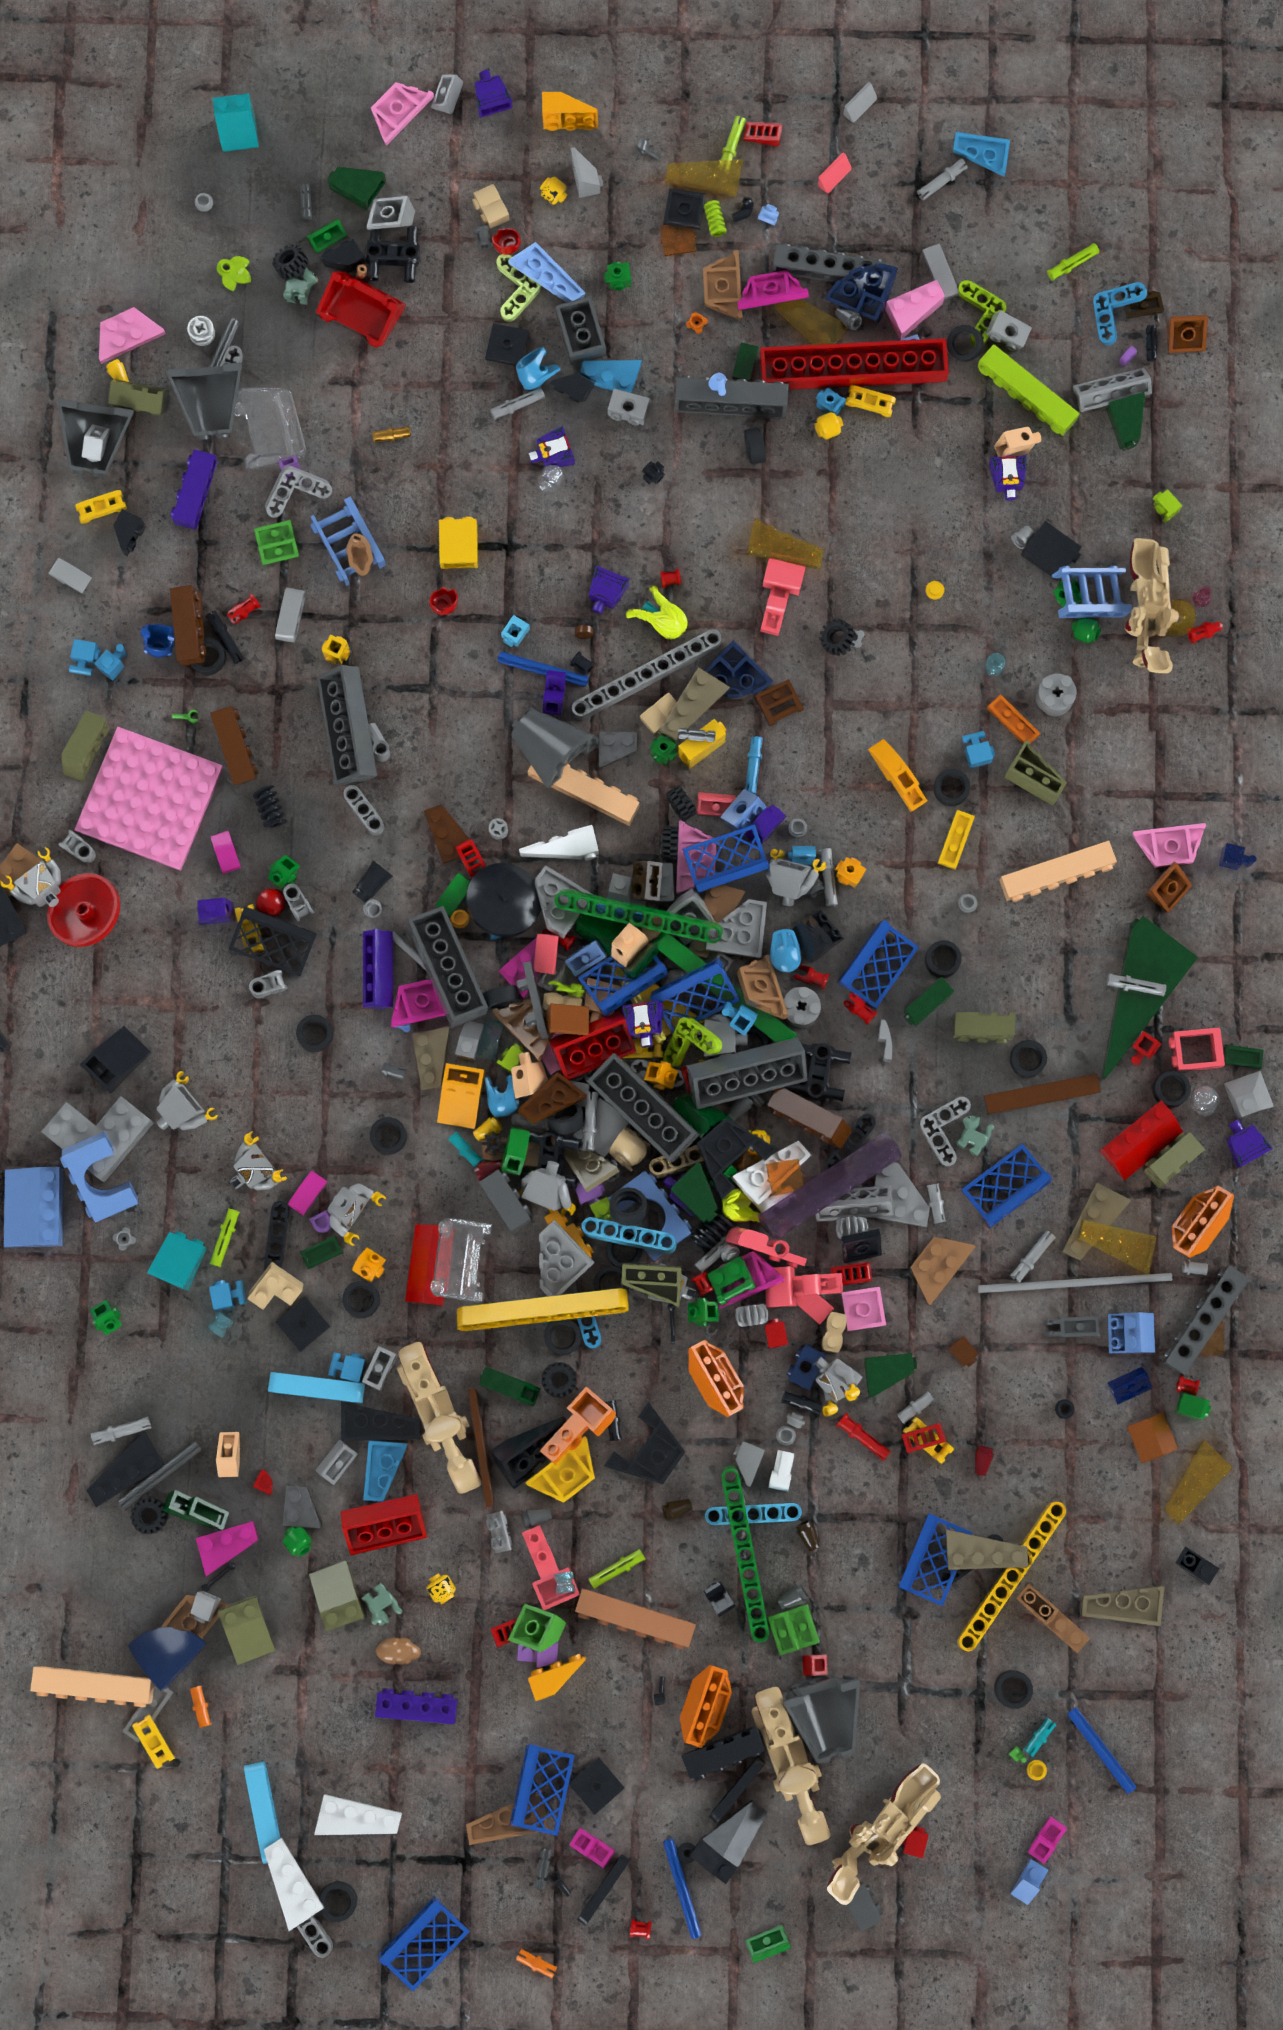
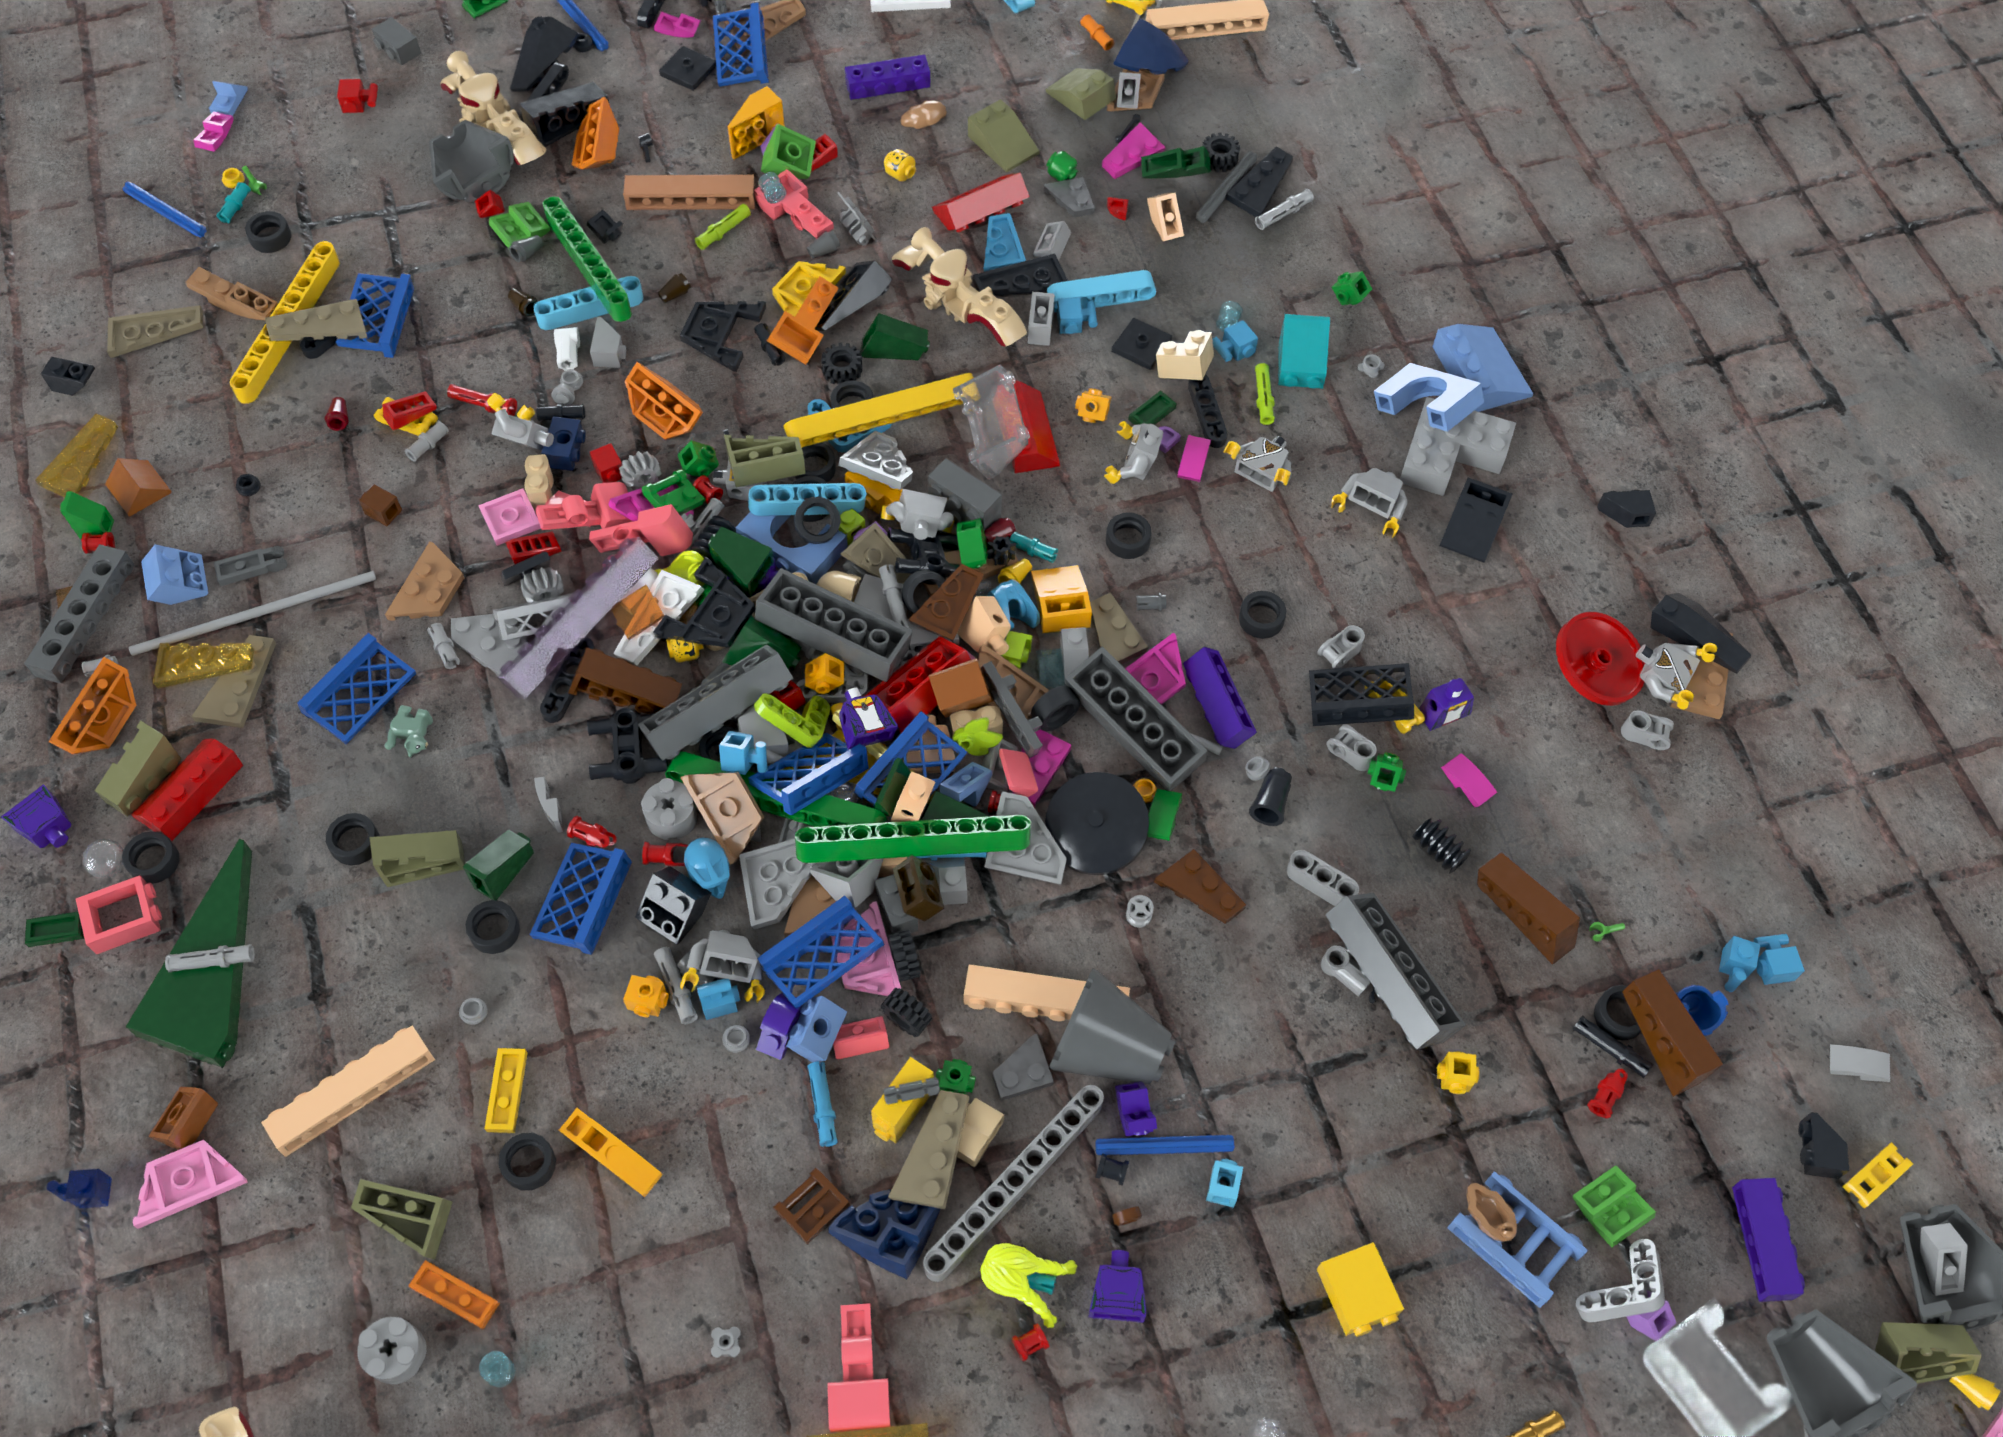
camera: 160 degrees right, 20 degrees down
(84, 745) = (1712, 846): olive wedge -> none
(149, 798) = (1596, 817): bright pink plate -> none
(271, 902) = (1386, 737): red hair -> none
(290, 615) = (1542, 1105): light grey beam -> none
(346, 1299) = (1092, 364): black tyre -> none
(381, 1601) = (956, 142): sand green animal -> none
(443, 601) = (1343, 1192): red hair -> none
(462, 846) = (1167, 875): red slope -> none
(481, 1448) = (904, 285): reddish brown tile -> none
(576, 845) = (1035, 916): white wedge -> none
(844, 644) = (738, 1340): black tyre -> none
(887, 1370) = (465, 464): dark green slope -> none
(887, 1831) = (379, 79): tan piece -> none
(938, 1123) = (459, 733): light grey beam -> none
(977, 753) = (495, 1224): dark azure brick -> none
(1027, 1263) = (315, 615): light grey pin -> none
(1042, 1094) = (327, 806): reddish brown tile -> none
(1130, 1385) = (172, 529): clear blue slope -> none
(1145, 1046) = (189, 890): red brick -> none
(1248, 1095) = (41, 880): light grey slope -> none

